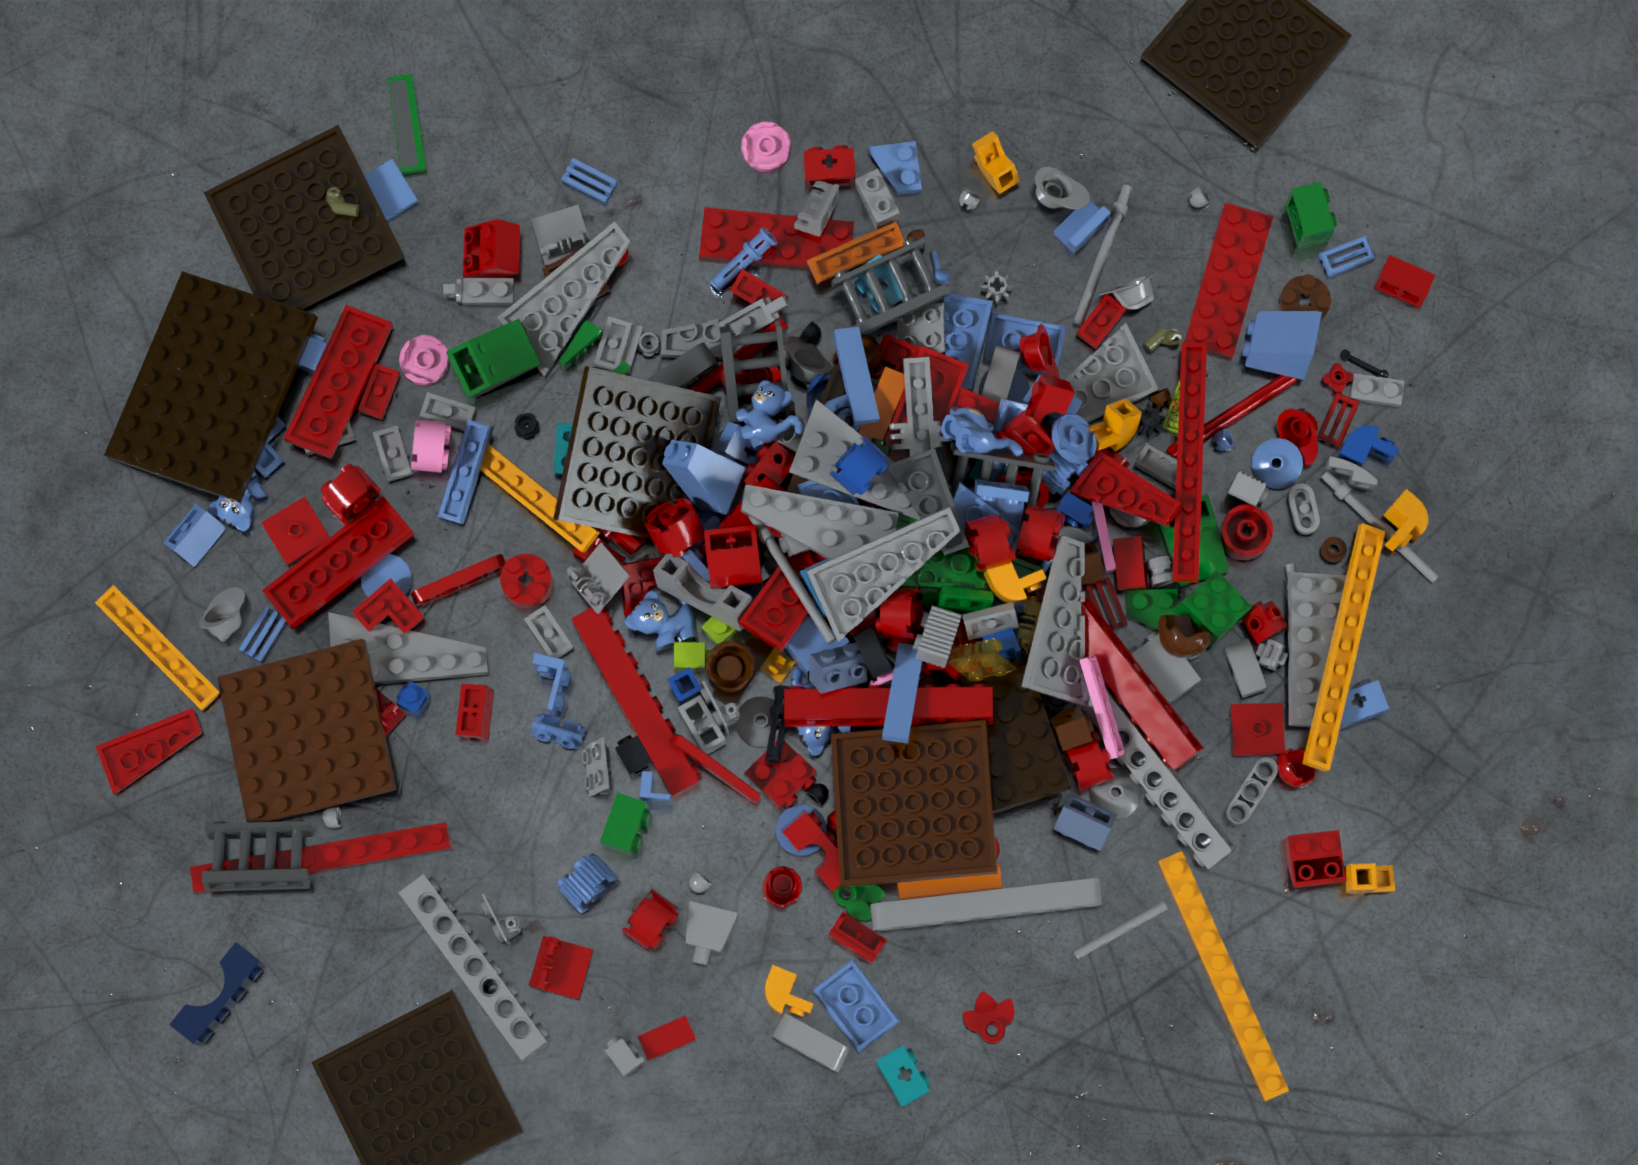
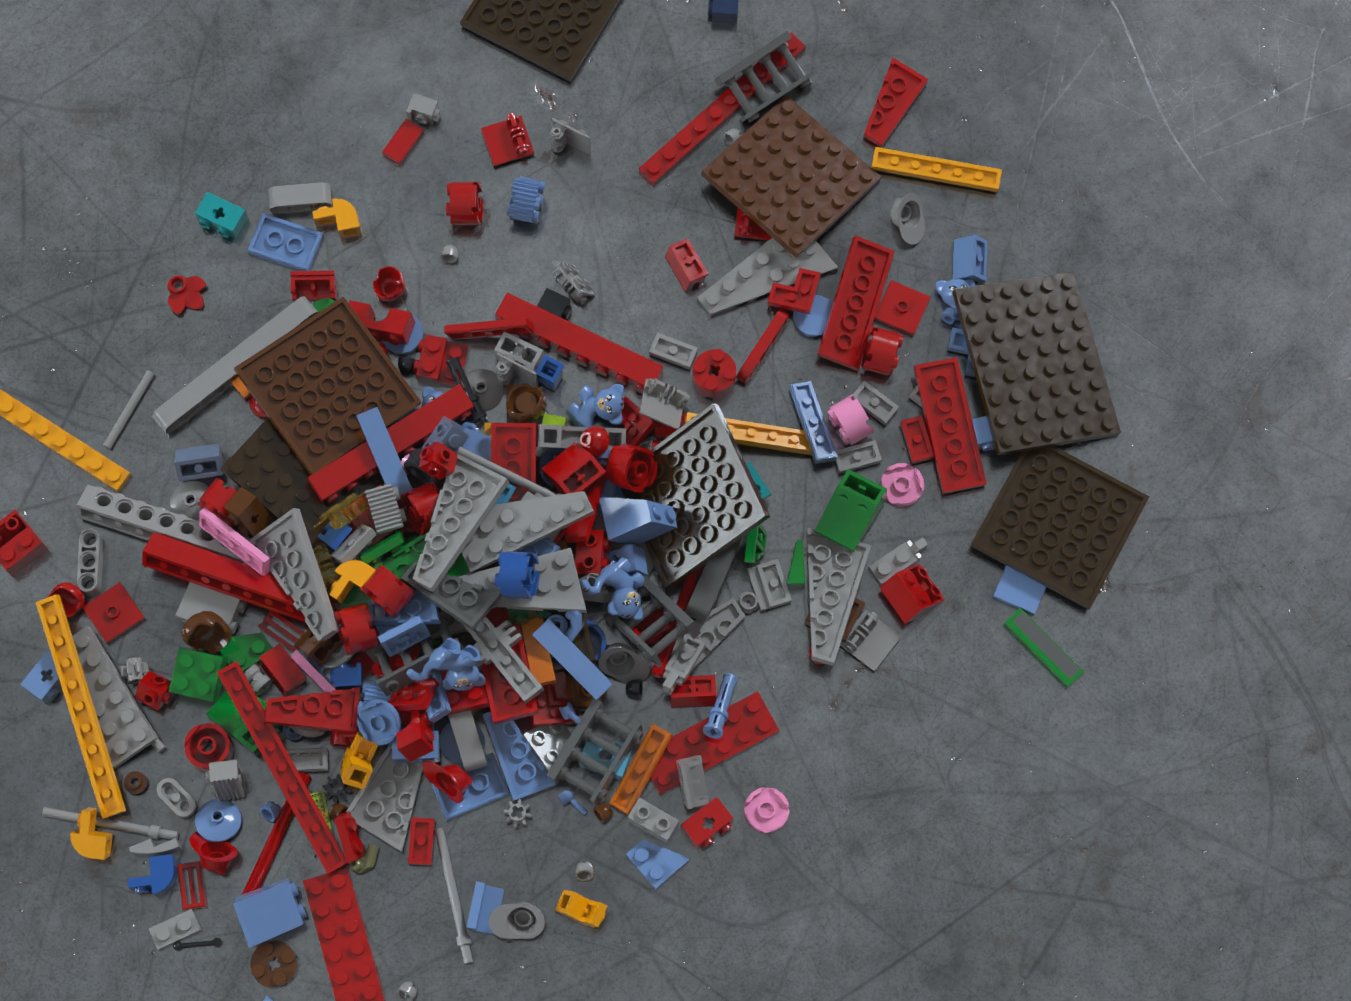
camera: 145 degrees right, 5 degrees down
(252, 652) = (862, 209): medium blue tile -> none
(339, 205) = (1043, 546): olive arm -> none
(412, 698) = (736, 246): blue brick -> none
(414, 897) = (559, 92): light grey brick -> none
(526, 418) = (790, 481): black plate -> none
(547, 668) = (650, 325): medium blue bracket -> none
(547, 729) = (627, 288): medium blue hinge -> none
(571, 171) = (896, 684): medium blue tile -> none
(625, 825) = (525, 252): green brick -> none
(647, 794) = (521, 282): medium blue panel -> none
(690, 655) = (561, 397): lime brick -> none
(691, 575) = (595, 440): none -> red brick
(708, 930) = (422, 225): light grey torso -> none
(860, 635) = (438, 460): none -> red brick
(889, 340) = (569, 712): none -> medium blue hand
(1134, 293) = (412, 877): light grey piece -> none
(1164, 370) = (348, 836): none -> red plate
(1245, 668) = (149, 650): light grey slope -> none
(1330, 378) = (206, 913): red plate -> none

